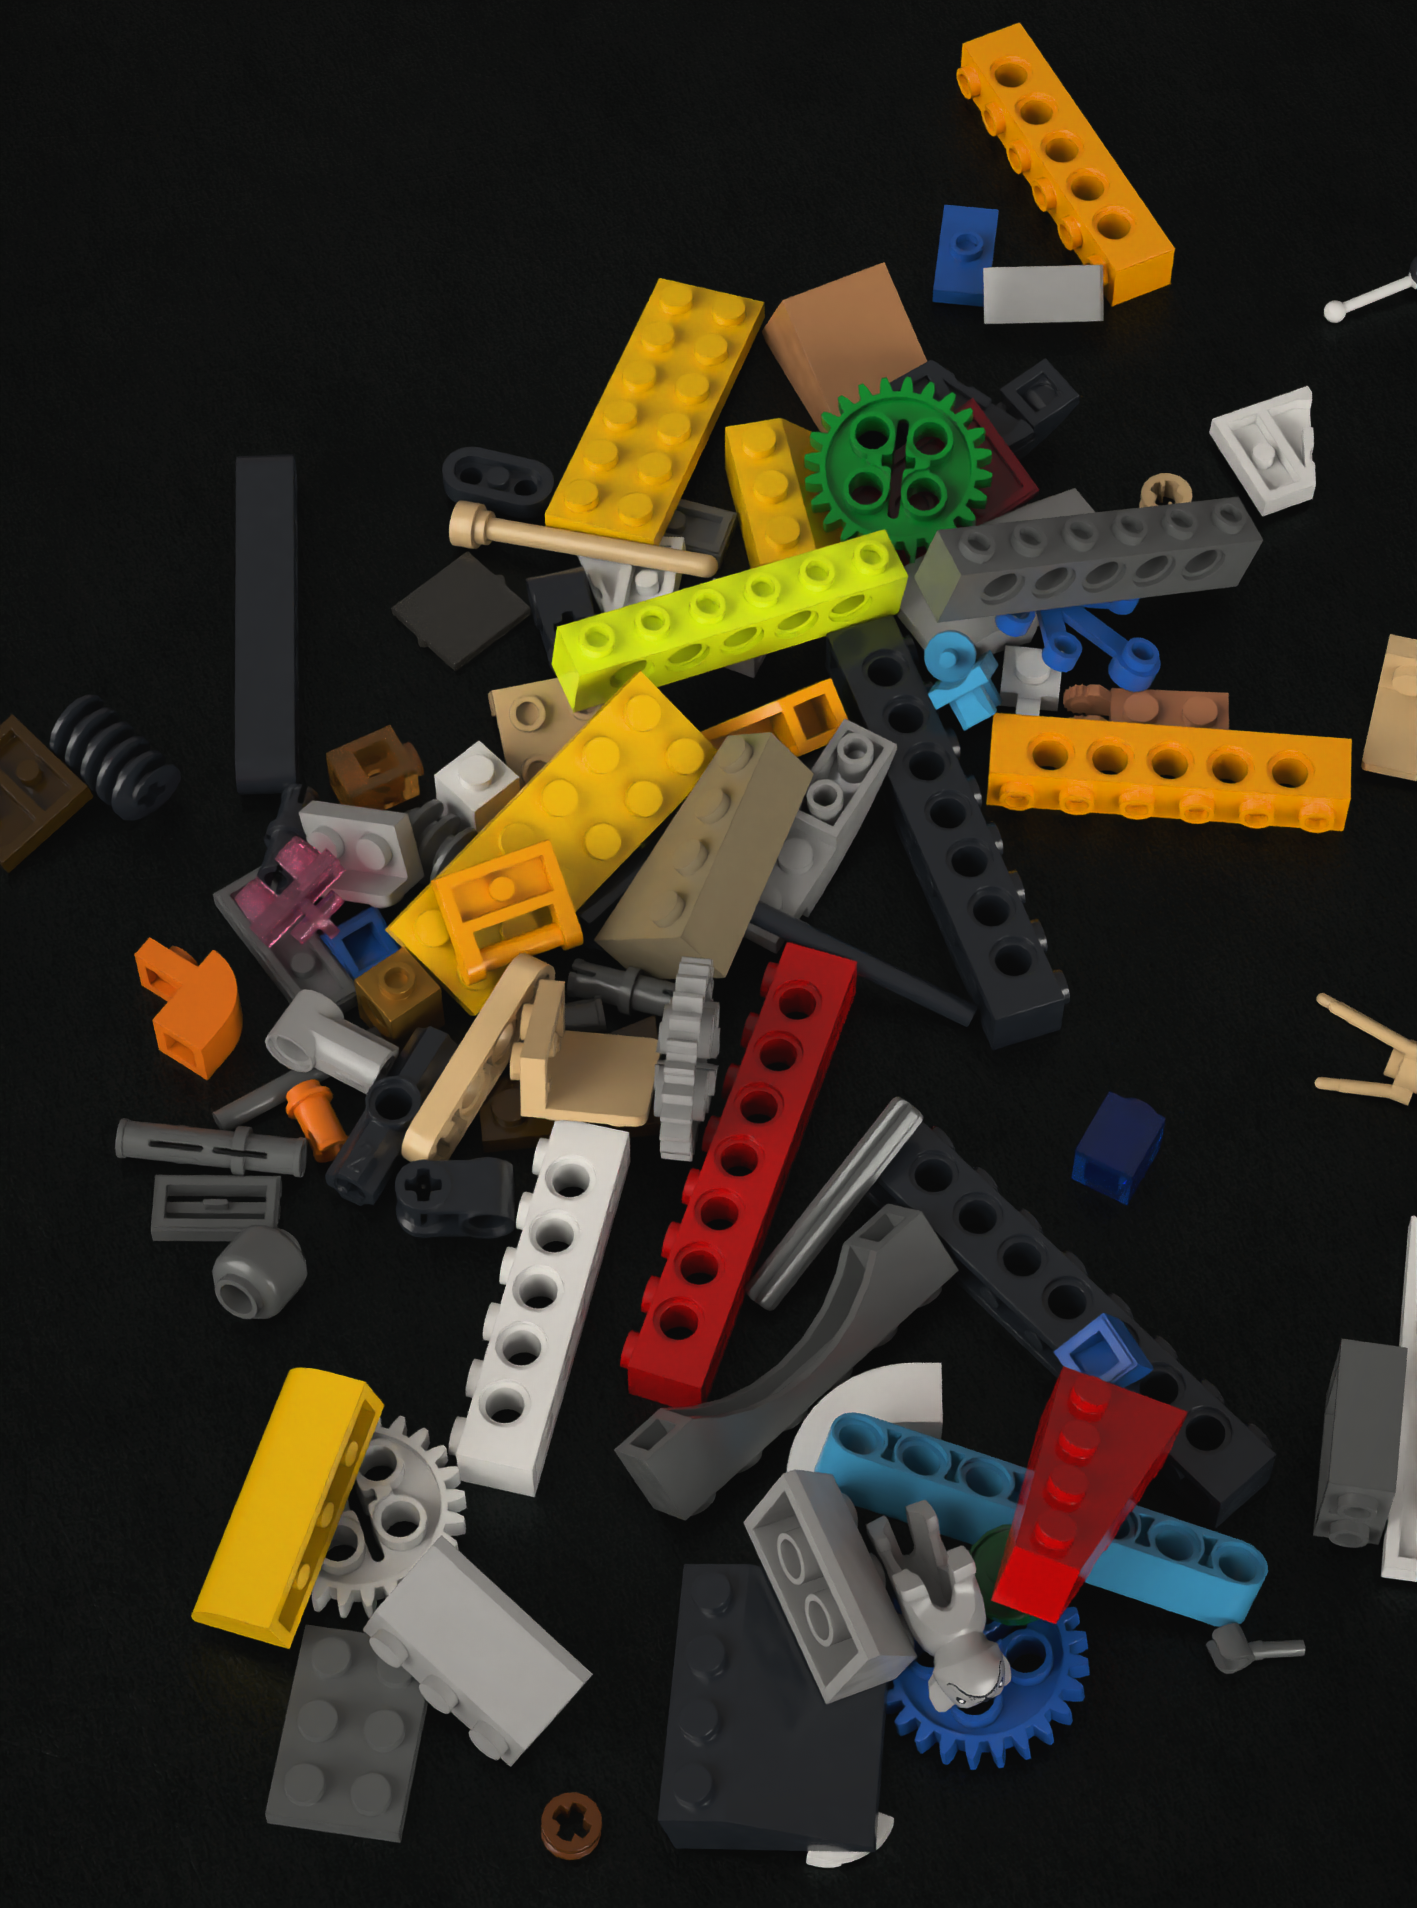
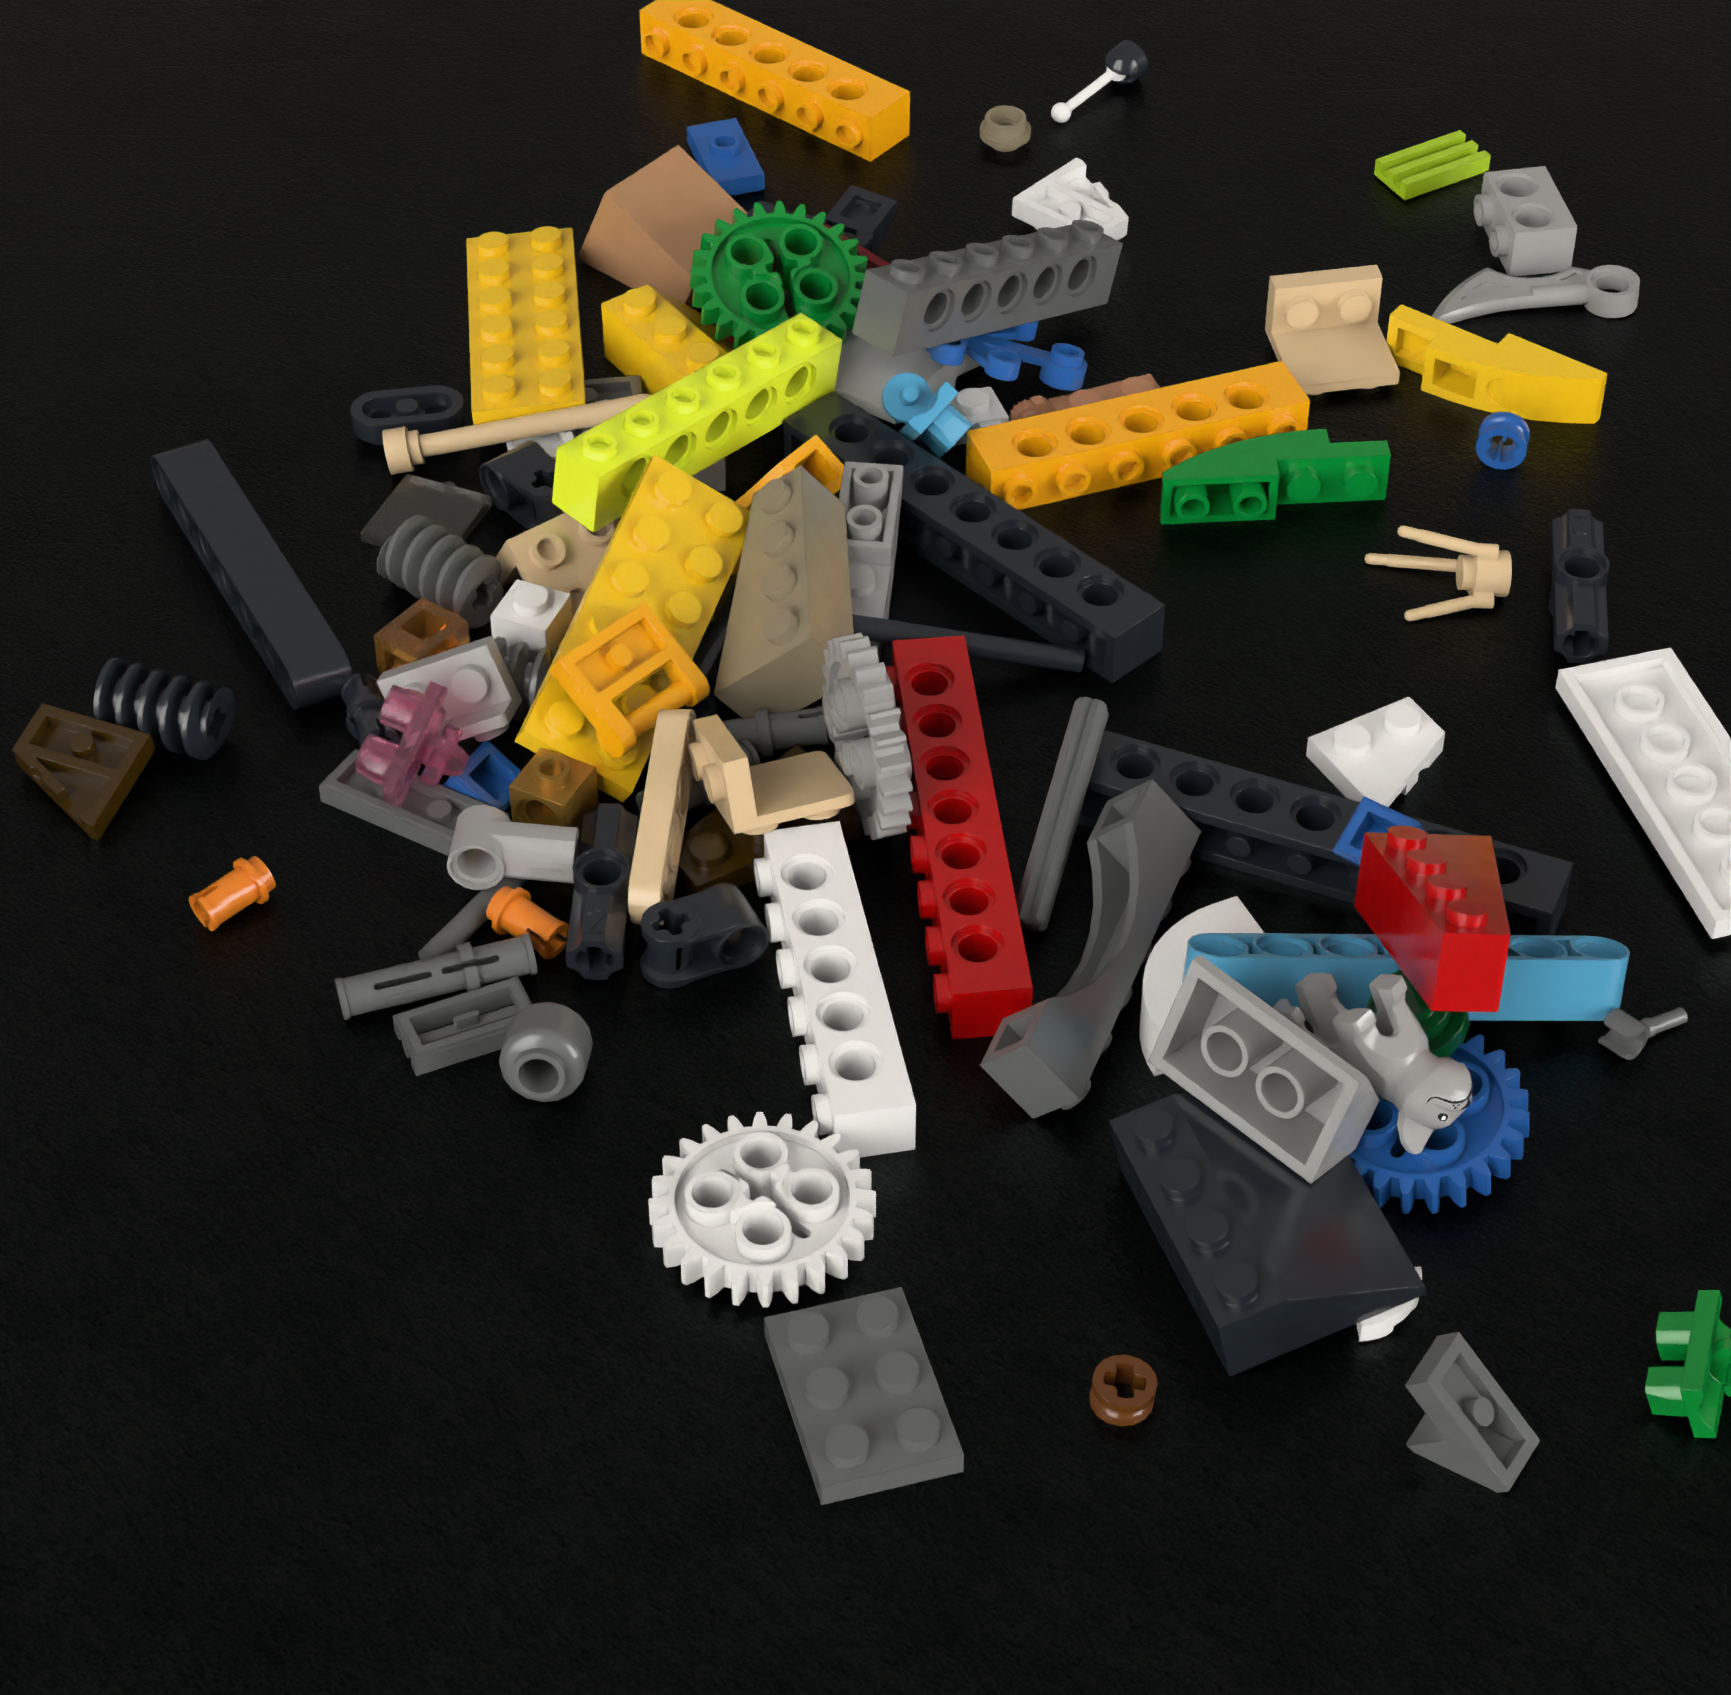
camera: 25 degrees left, 15 degrees down
(84, 985) = (233, 892): none -> orange pin
(202, 1009) = (356, 866): orange brick -> none
(289, 1506) = (698, 1207): yellow brick -> none
(433, 692) = (442, 569): none -> dark grey piece
(475, 1652) = (962, 1252): light grey slope -> none
(1043, 294) = (813, 156): light grey slope -> none
(1118, 1147) = (1277, 705): clear blue brick -> none
(1190, 1238) = (1378, 751): none -> white wing
(1250, 861) = (1258, 473): none -> green slope
(1262, 317) = (1005, 128): none -> dark tan plate
(1360, 1443) = (1640, 833): dark grey window -> none

